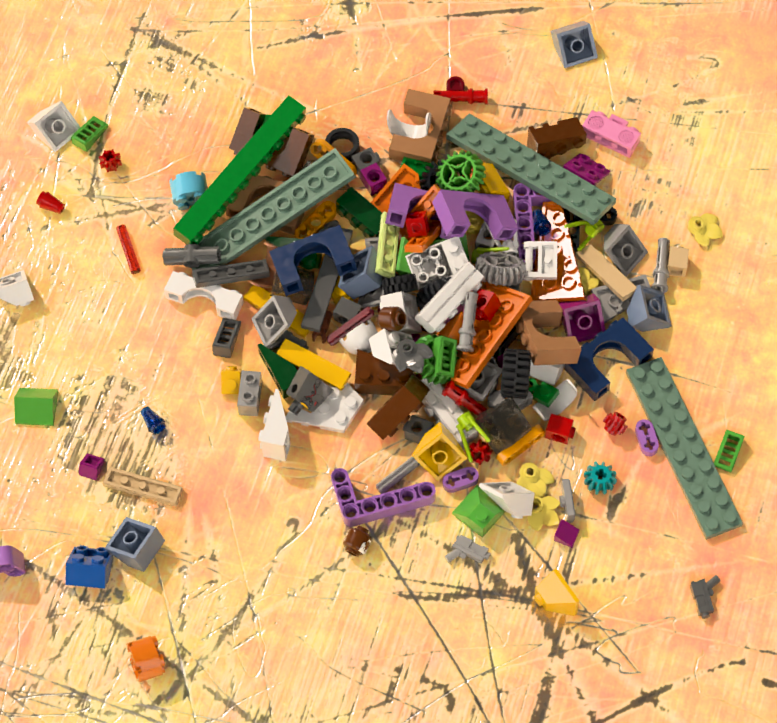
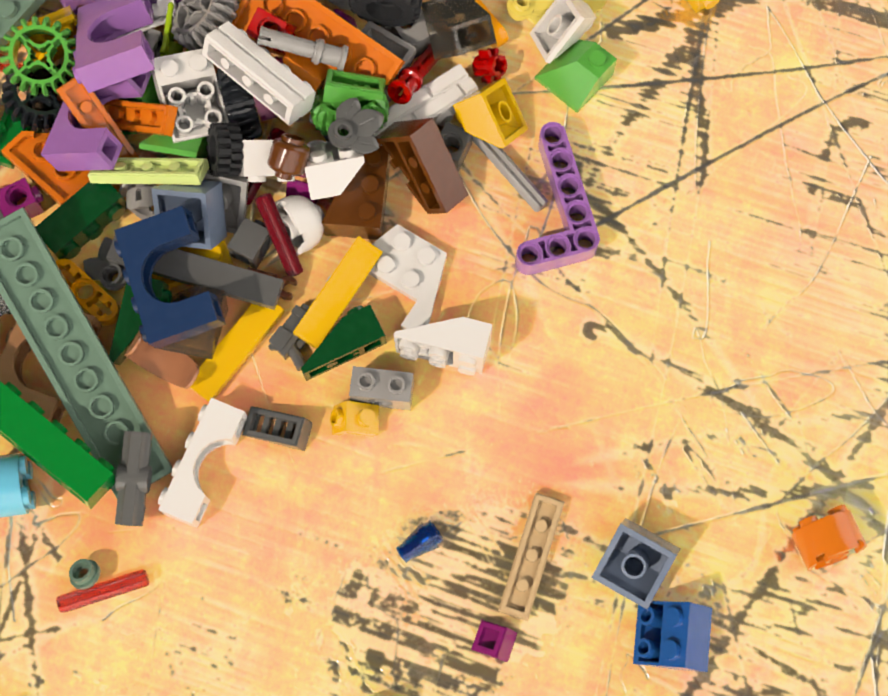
camera: 90 degrees left, 10 degrees up
(138, 237) = (84, 574): none -> sand green plate
(230, 273) = (170, 417): dark grey tile -> none
(274, 319) = (263, 346): light grey slope -> none
(307, 391) = (389, 299): dark grey torso -> none
(357, 541) = (628, 234): reddish brown head -> none
(417, 224) = (121, 120): red brick -> none
(461, 480) = (533, 95): medium lavender beam -> none
(466, 547) = (632, 94): light grey piece -> none
(467, 422) = (454, 68): lime plant -> none

